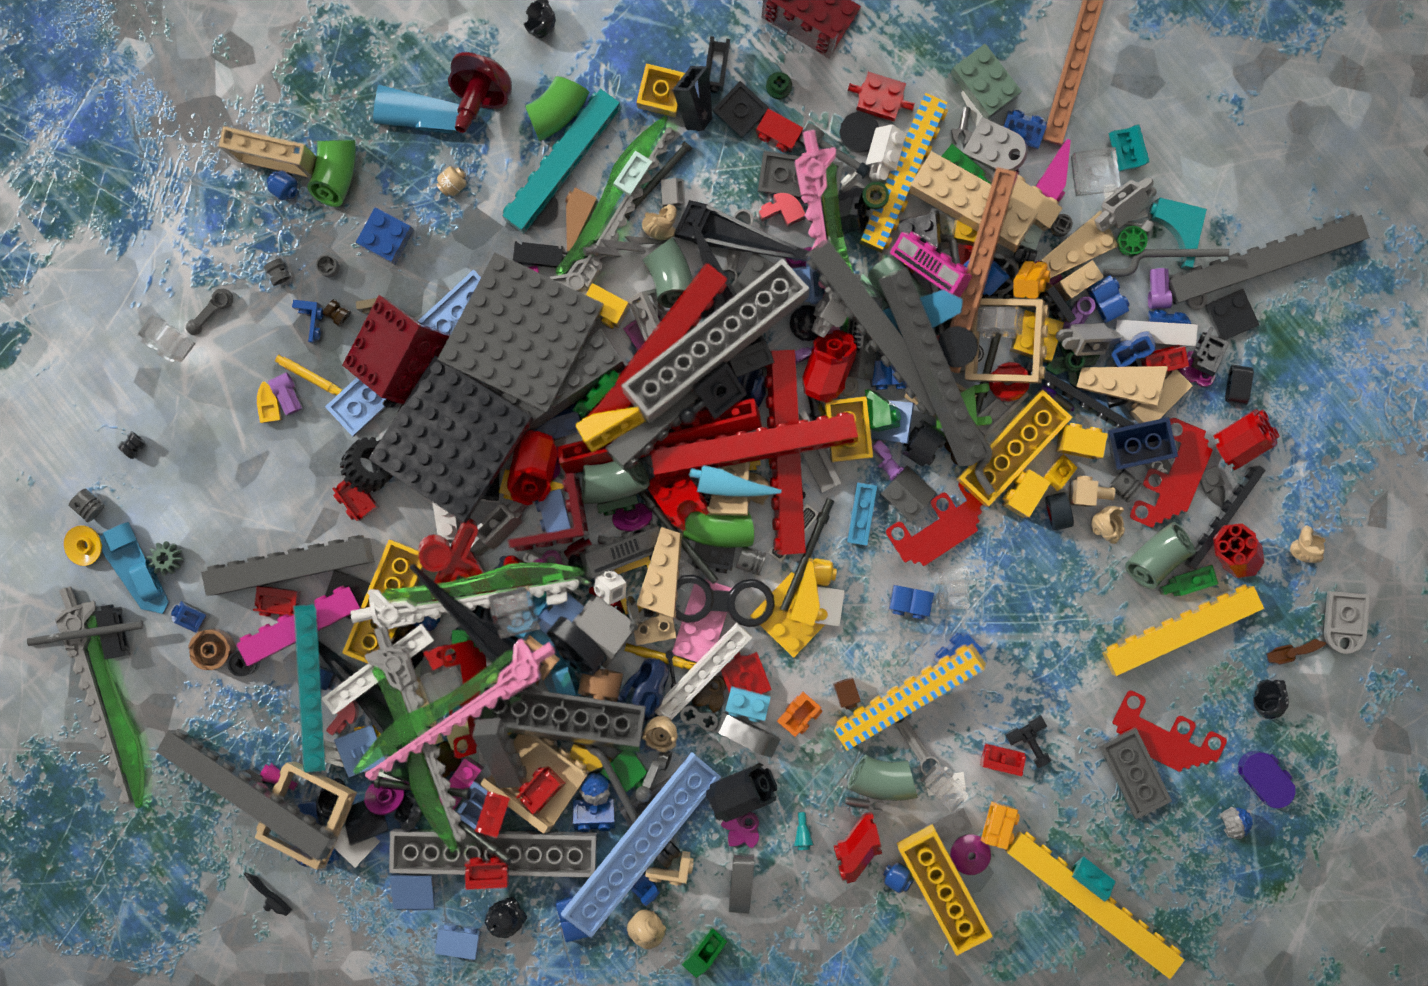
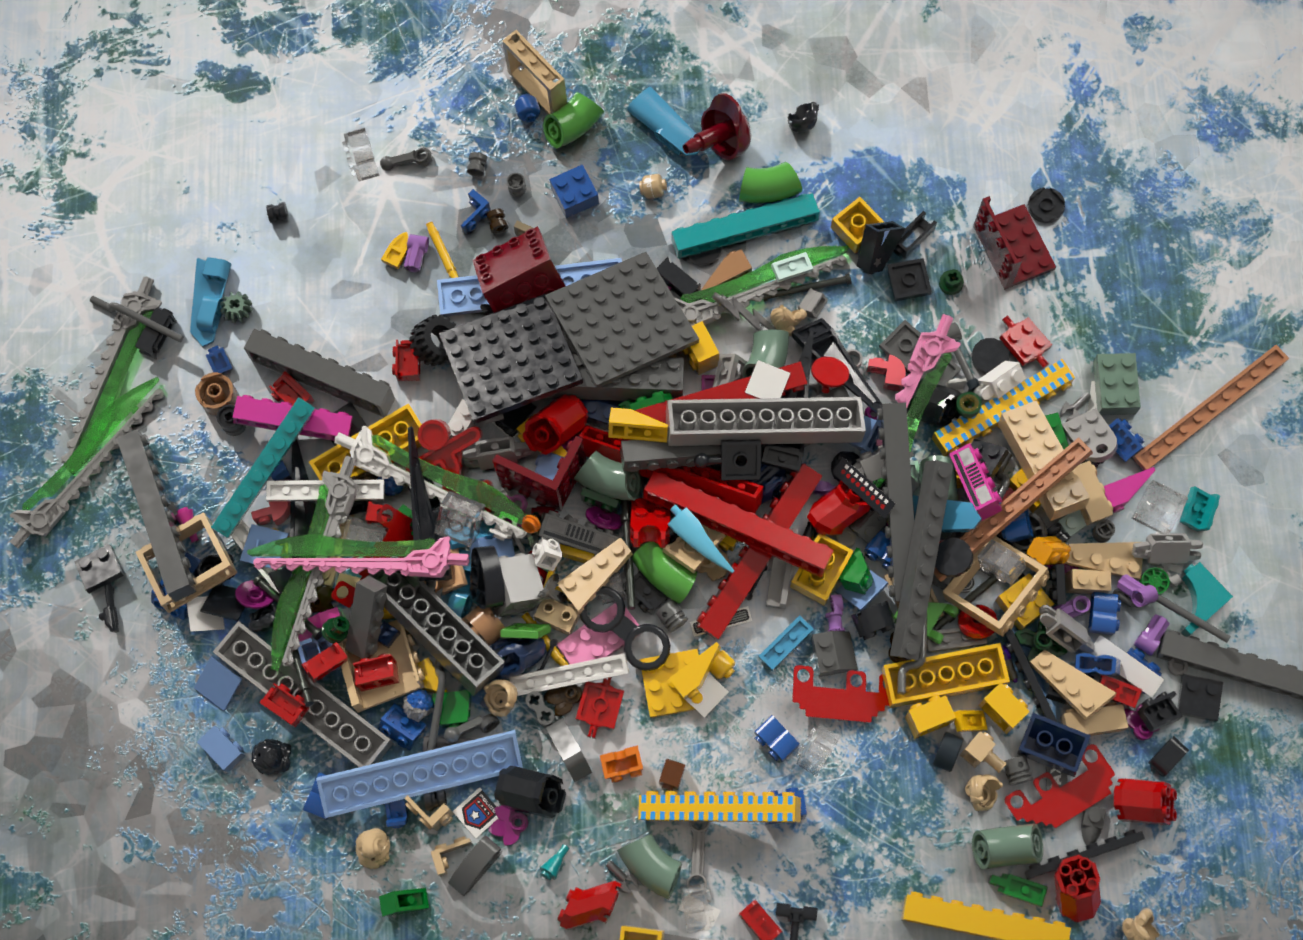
camera: 45 degrees right, 15 degrees down
(75, 545) = (181, 253): yellow dish -> none
(86, 505) = (212, 232): dark grey piece -> none
(149, 854) = (50, 511): none -> piece
(232, 870) = (99, 568): none -> plate
(474, 779) = (340, 631): none -> dark green piece
(525, 748) = (388, 634): none -> dark blue tile
(578, 572) = (531, 524): none -> orange plate
(640, 664) = (526, 630): none -> bright green tile
(692, 303) = (767, 381): none -> white sticker
(708, 837) = (476, 812): none -> sticker
(710, 900) = (441, 863): none -> tan bracket
(736, 250) = (829, 372): none -> red shield
(747, 704) = (587, 725): medium azure bracket -> none
(779, 131) = (926, 311): red hinge -> none
(822, 518) = (750, 625): pearl dark grey bar -> none
(839, 338) = (863, 488): none -> black sticker
(1129, 262) = (1140, 594): none -> medium lavender piece

